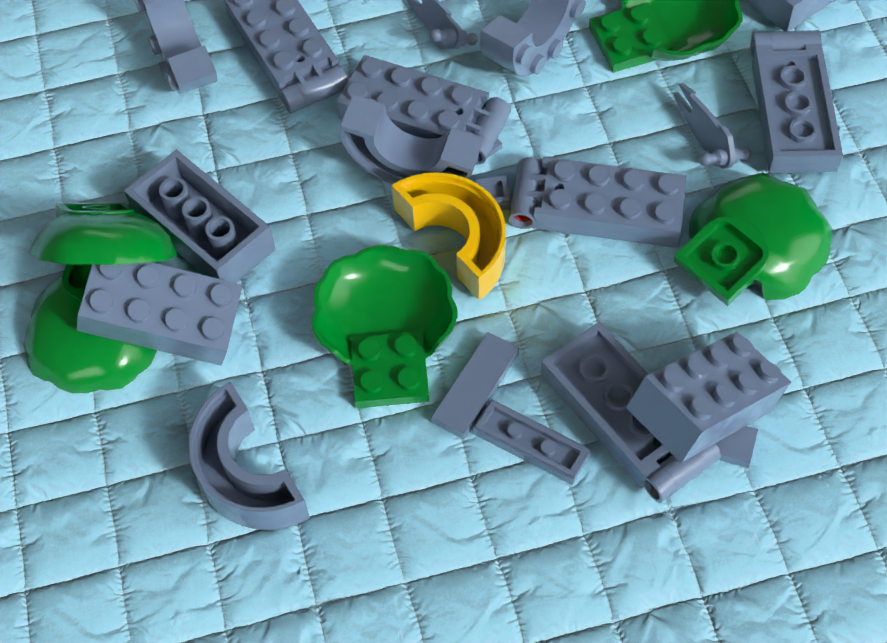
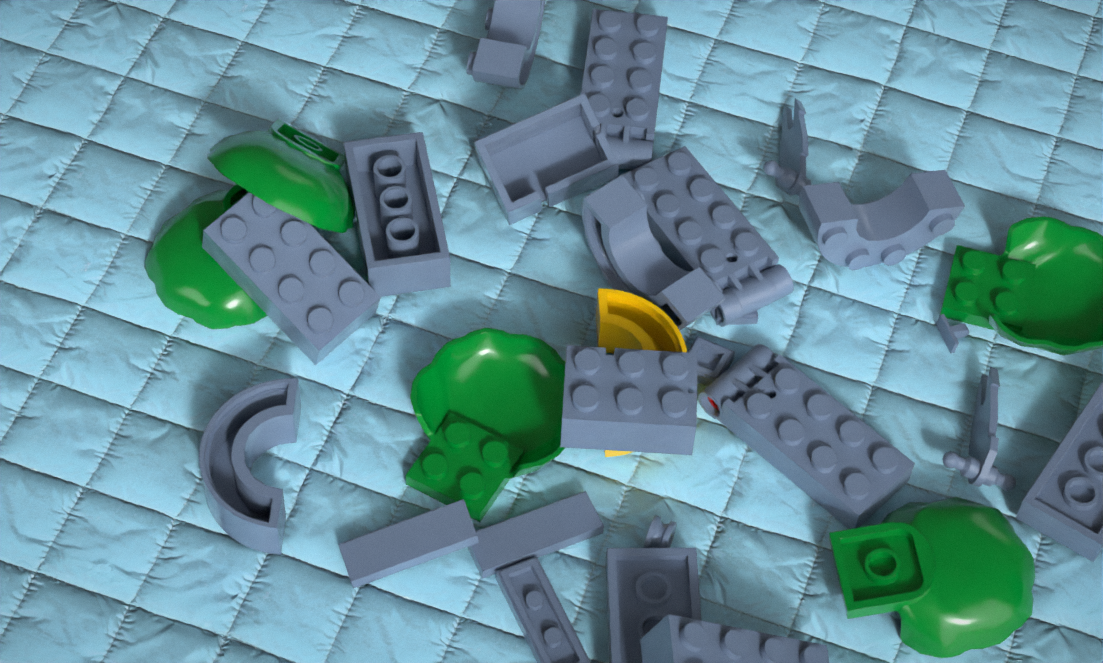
camera: 30 degrees right, 5 degrees down
(279, 117) = (546, 158): none -> sand blue piece
(397, 449) = (408, 543): none -> sand blue tile
(483, 247) = (630, 400): none -> sand blue piece
(562, 330) = (660, 534): none -> sand blue bush
(630, 79) = (951, 333): none -> sand blue piece

